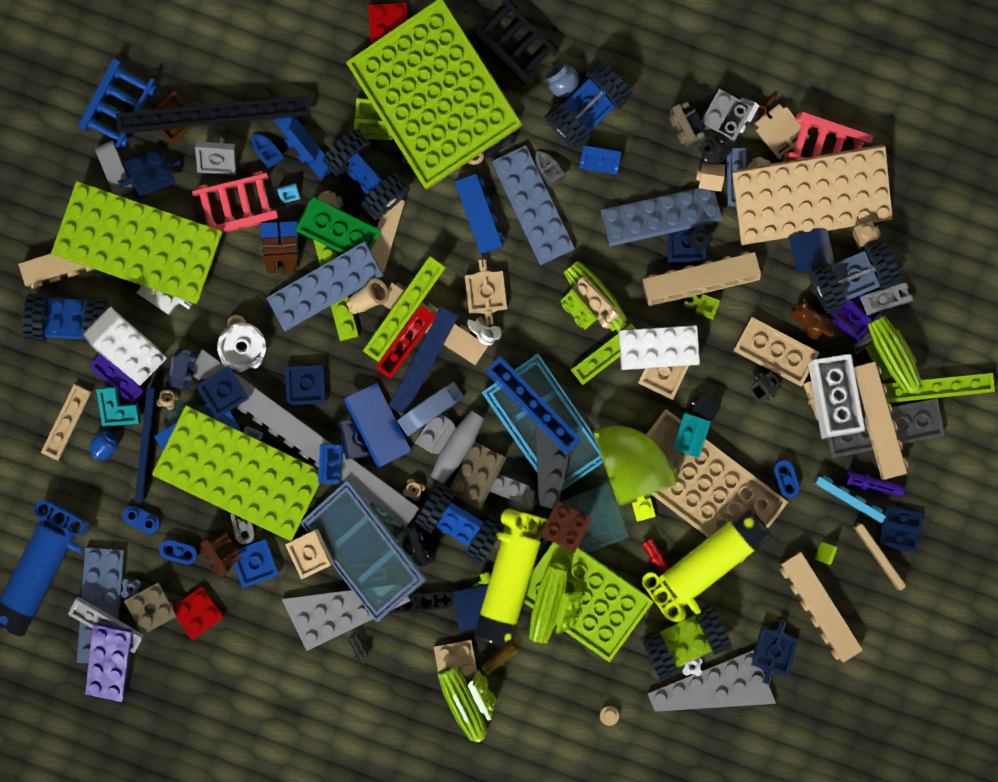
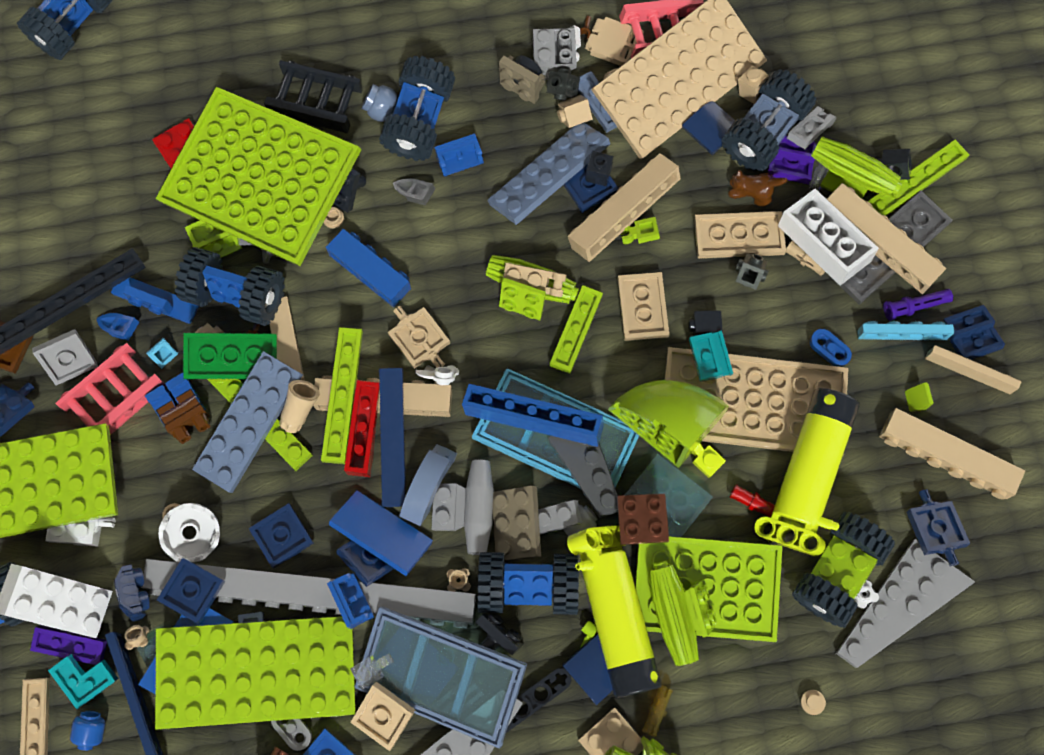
camera: 25 degrees left, 15 degrees down
(317, 519) = (370, 671): none -> clear plate
(533, 205) = (418, 233): sand blue plate -> none
(658, 347) = (624, 289): white brick -> none
(931, 367) = (898, 161): none -> black brick

